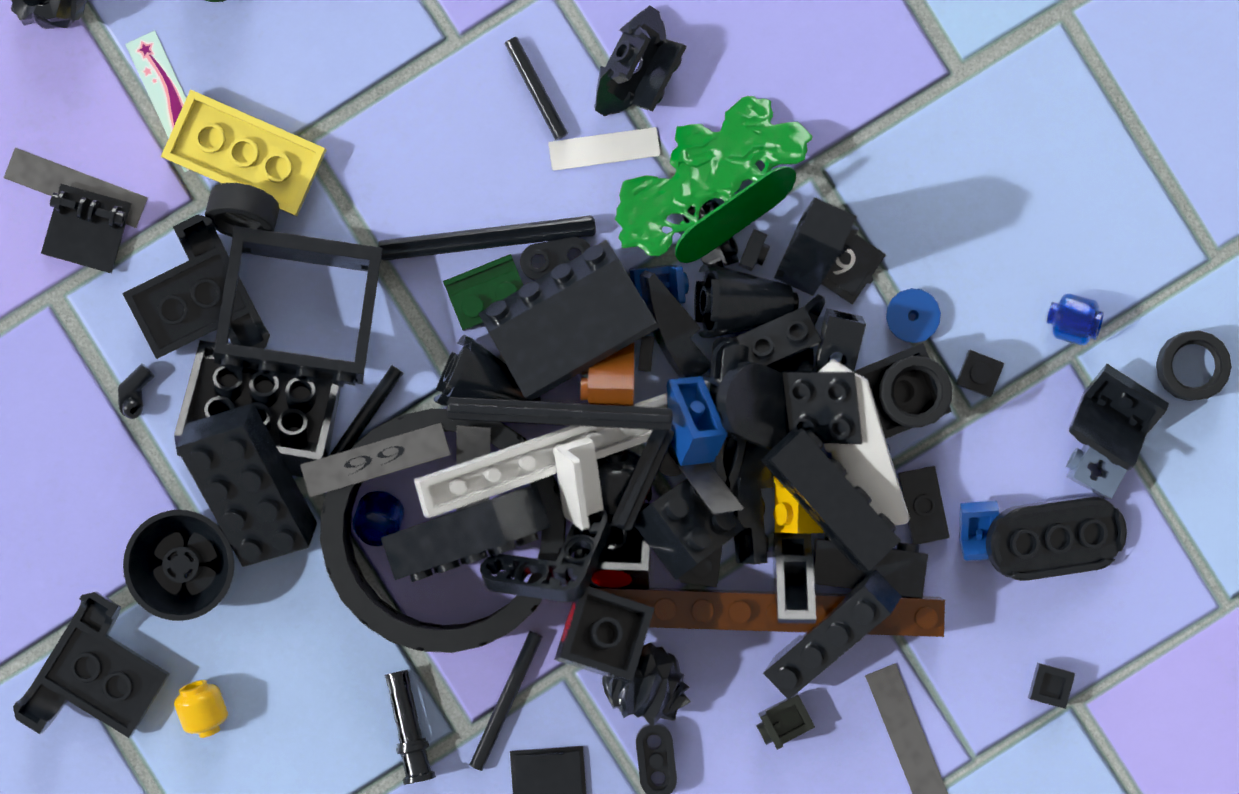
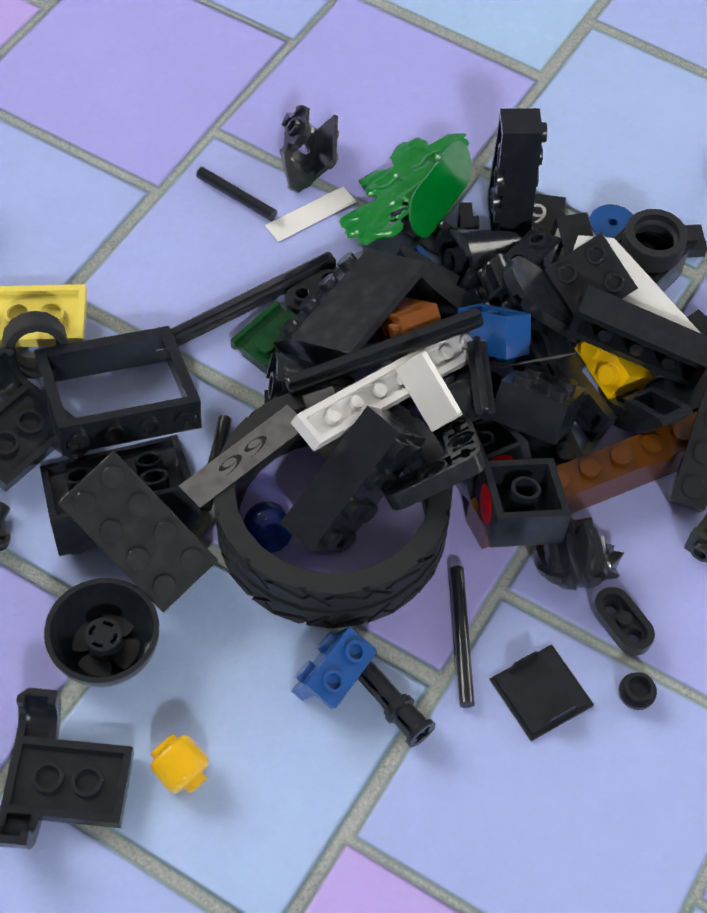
camera: 30 degrees left, 30 degrees down
(371, 686) = (335, 669): none -> blue bracket

